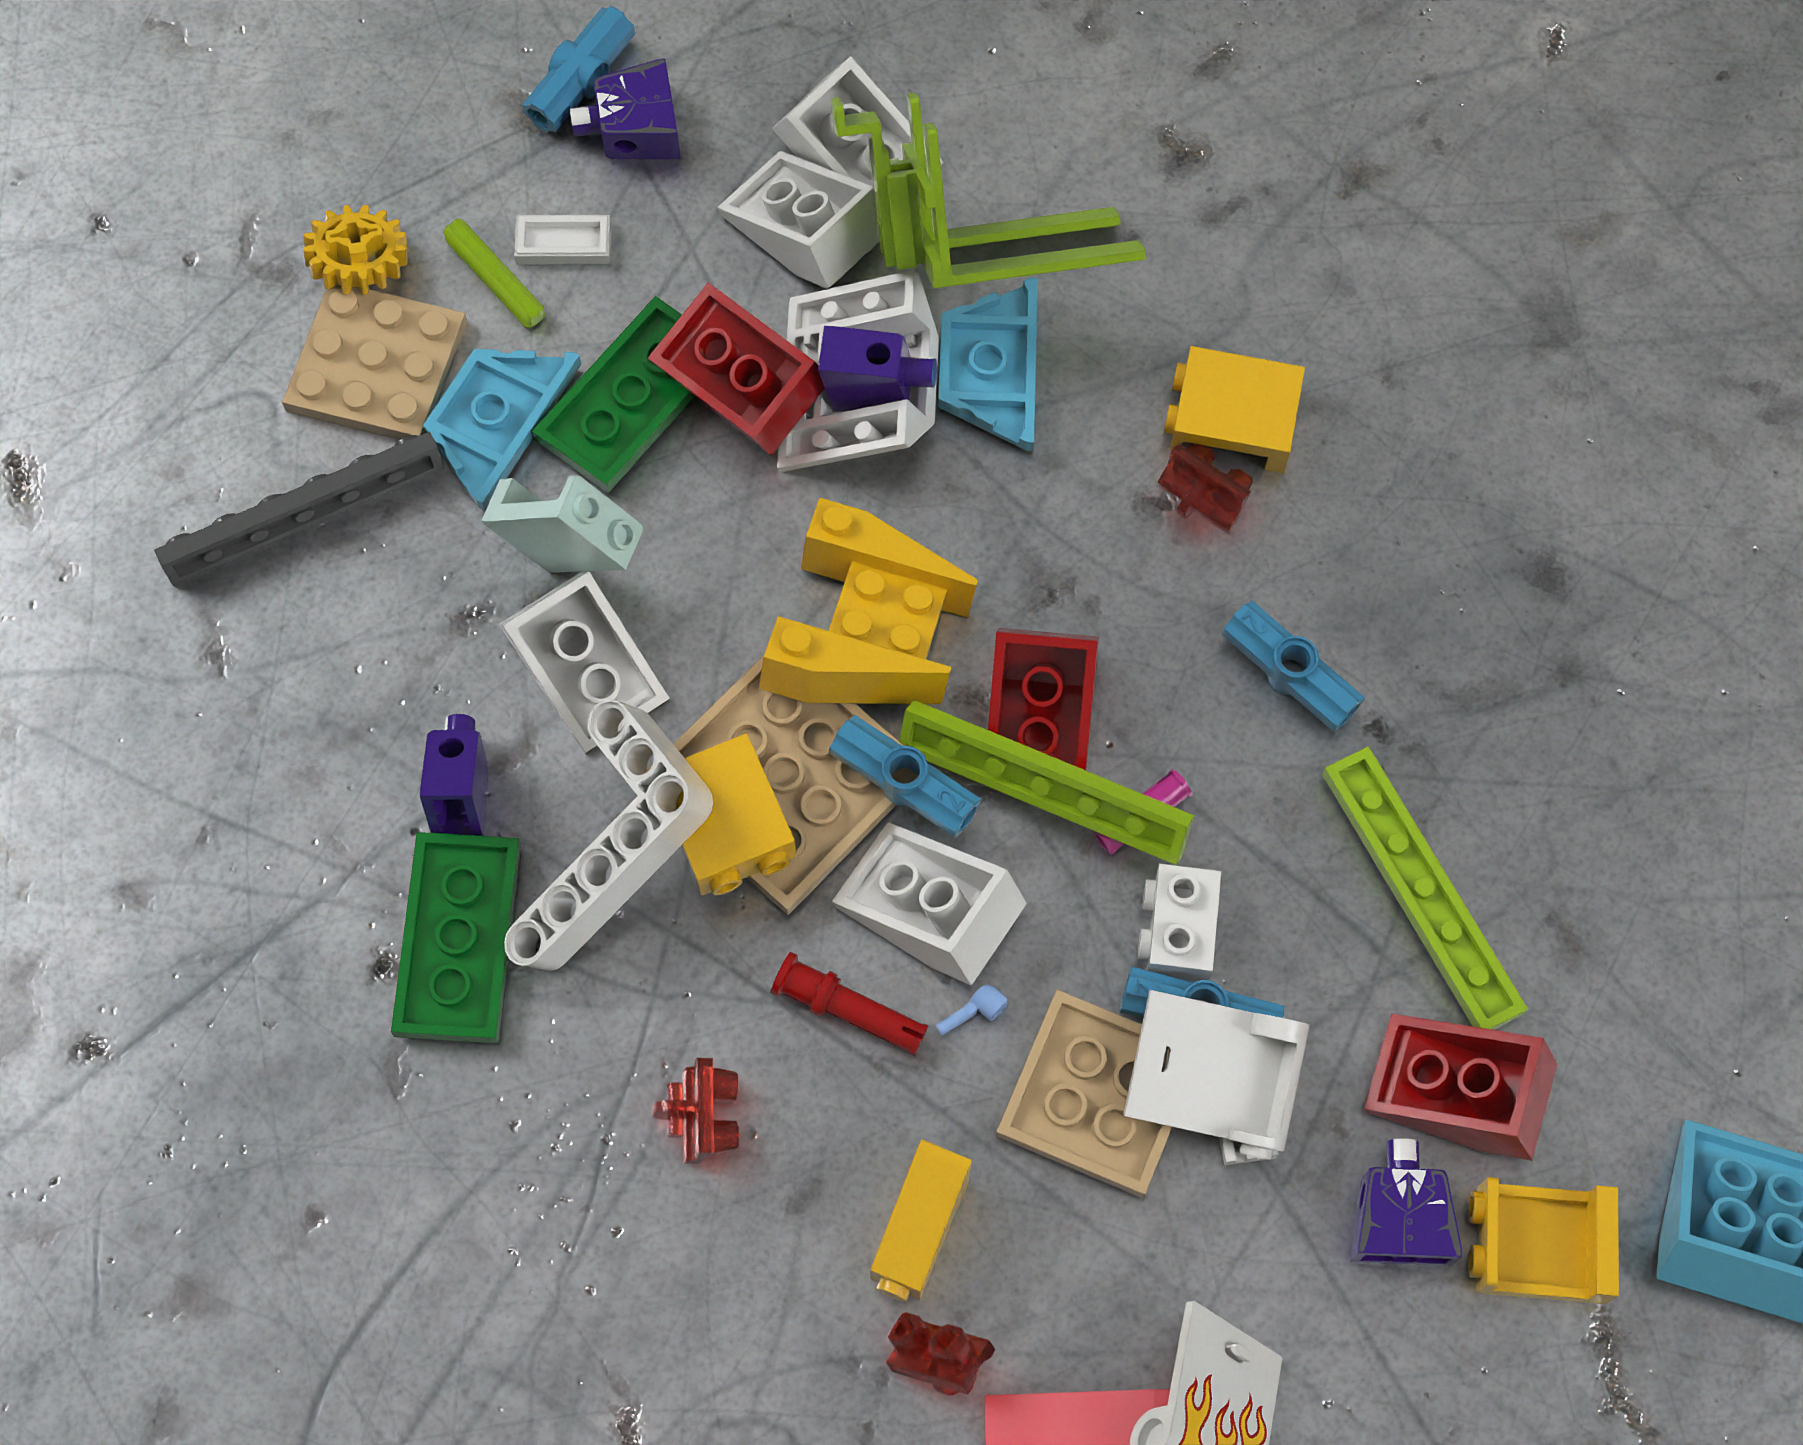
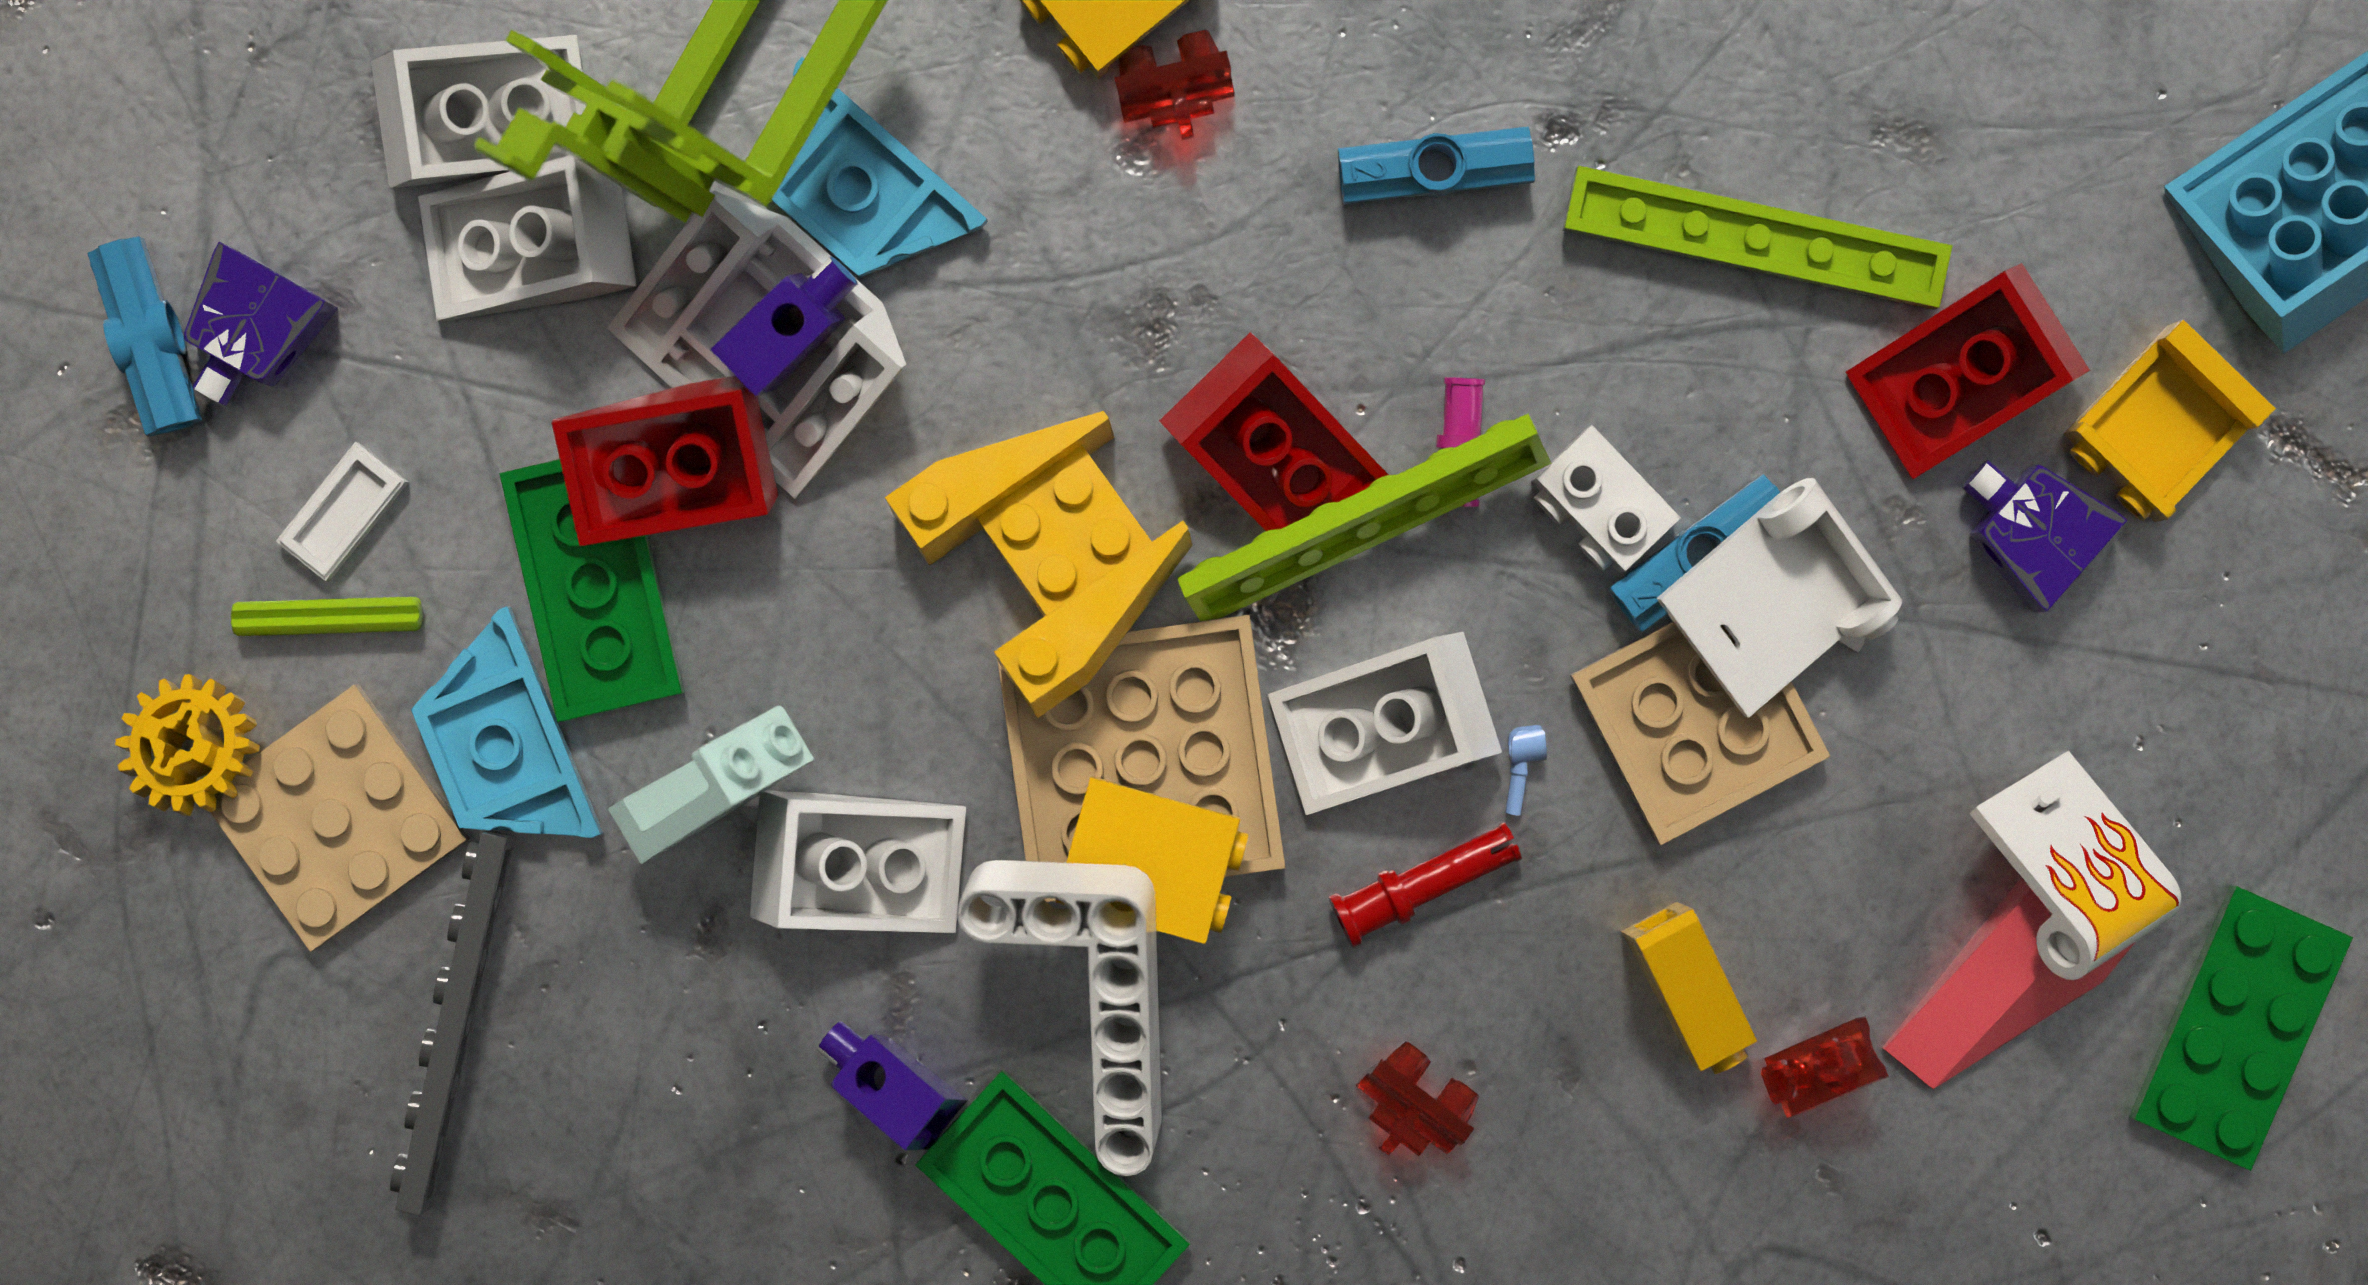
camera: 50 degrees left, 20 degrees up
(929, 795) = (1293, 643): dark azure piece -> none

